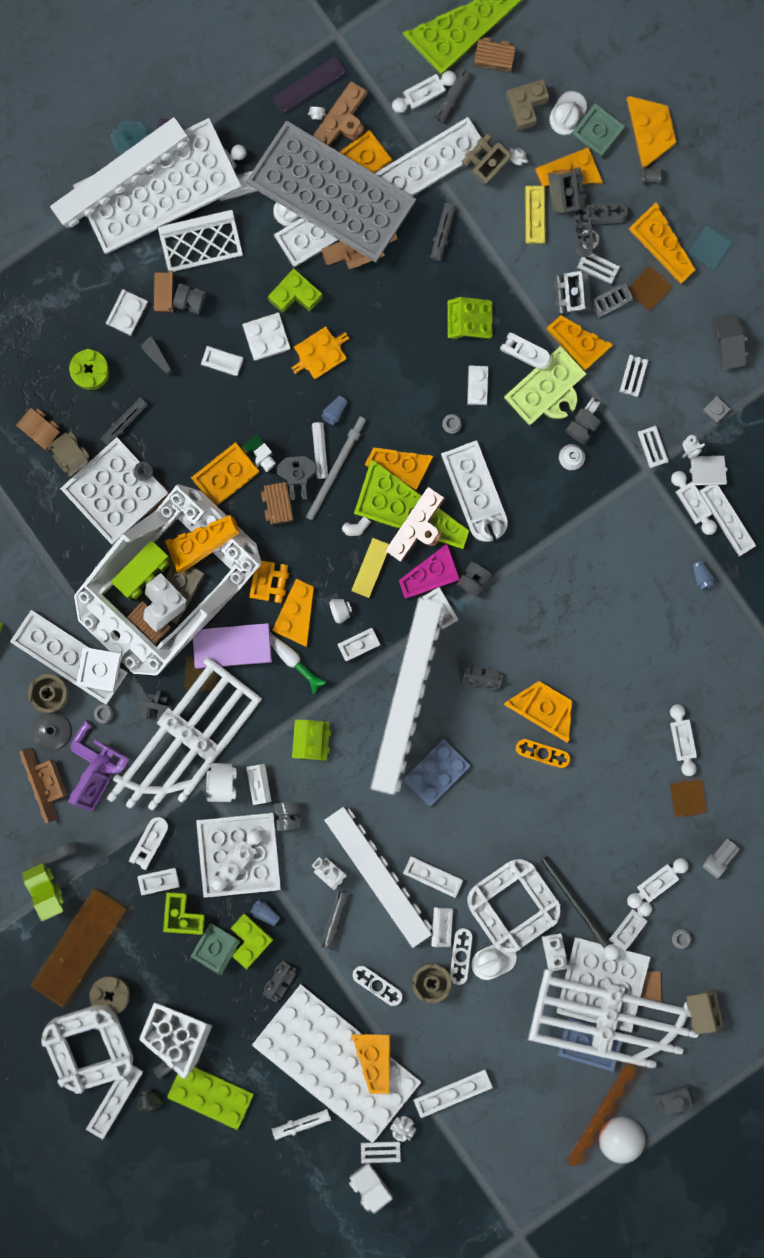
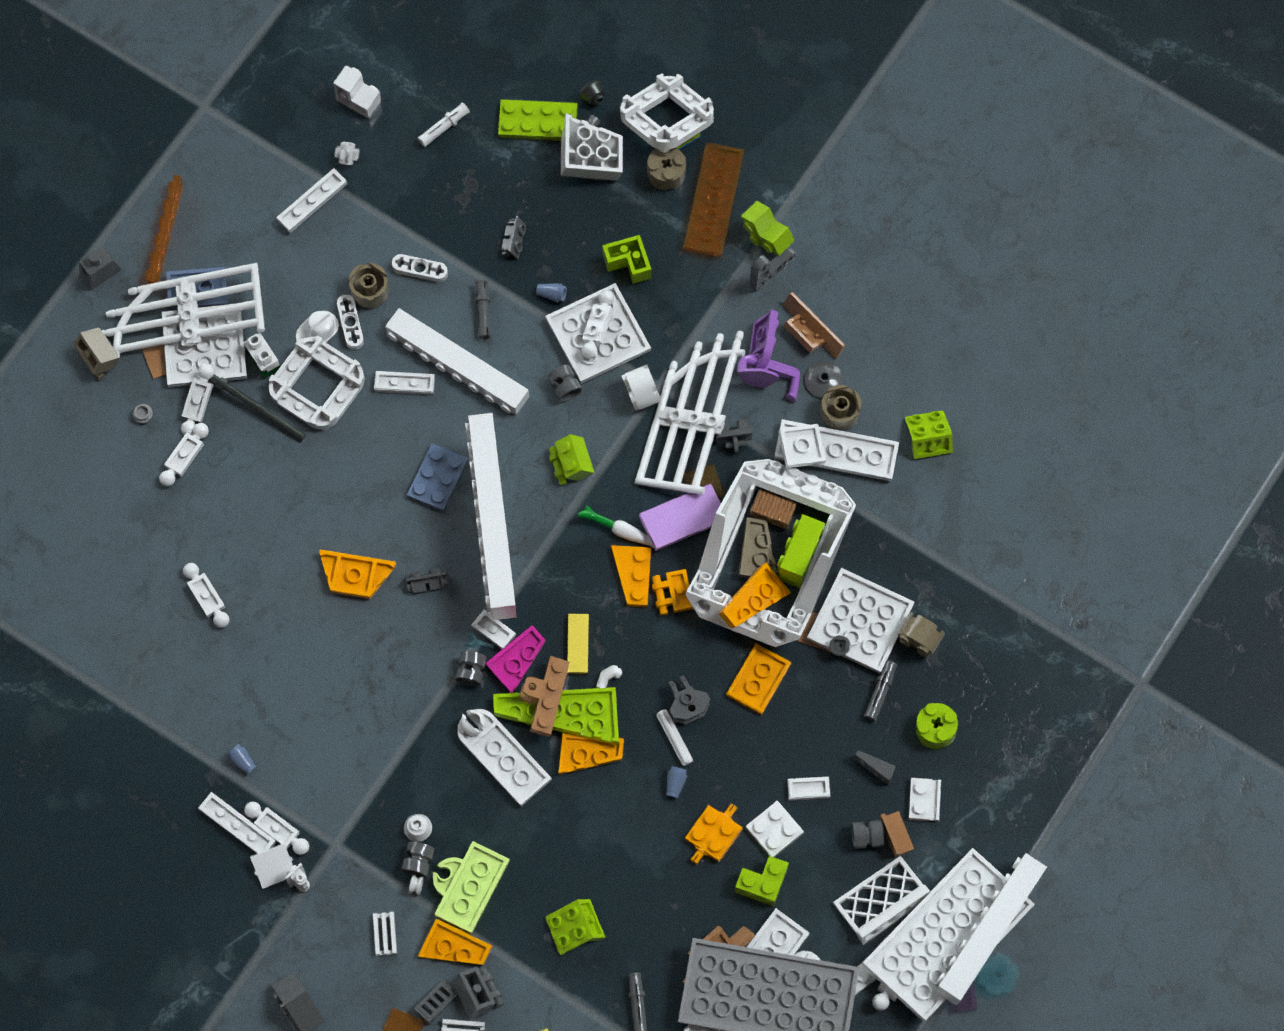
camera: 160 degrees right, 15 degrees down
(38, 428) = (960, 651): medium nougat brick -> none
(103, 714) = (781, 411): light grey plate -> none
(113, 1103) = (624, 80): white plate -> none
(149, 842) = (687, 314): white plate -> none
(158, 881) = (664, 283): white plate -> none
(166, 602) = (761, 526): white brick -> none
(215, 948) = (585, 241): sand green plate -> none
(255, 940) = (552, 263): lime brick -> none
(258, 784) = (605, 402): white plate -> none
(261, 451) = (732, 708): white hips -> none
(278, 503) = (694, 668): medium nougat brick -> none
(319, 1054) = (431, 189): white plate -> none
(328, 872) = (503, 345): white hips -> none
(340, 610) = (592, 590): white cone -> none
(353, 436) = (646, 763): light grey bar -> none
(358, 644) = (560, 566): white plate -> none
(374, 1057) = (395, 199): light orange wing -> none
(380, 1152) = (346, 129): white tile -> none
(442, 927) = (378, 339): white plate -> none
(451, 423) = (552, 814): light grey plate -> none
(477, 385) = (541, 863): white plate -> none
(526, 351) = (503, 912): white plate -> none
(557, 753) = (346, 539): light orange beam -> none
(622, 1139) = (136, 219): white piece -> none
(657, 462) = (350, 883): white tile -> none
(688, 798) = (182, 545): clear orange piece -> none
(716, 409) = (287, 932): light grey plate -> none
(717, 862) = (131, 493): light grey piece -> none

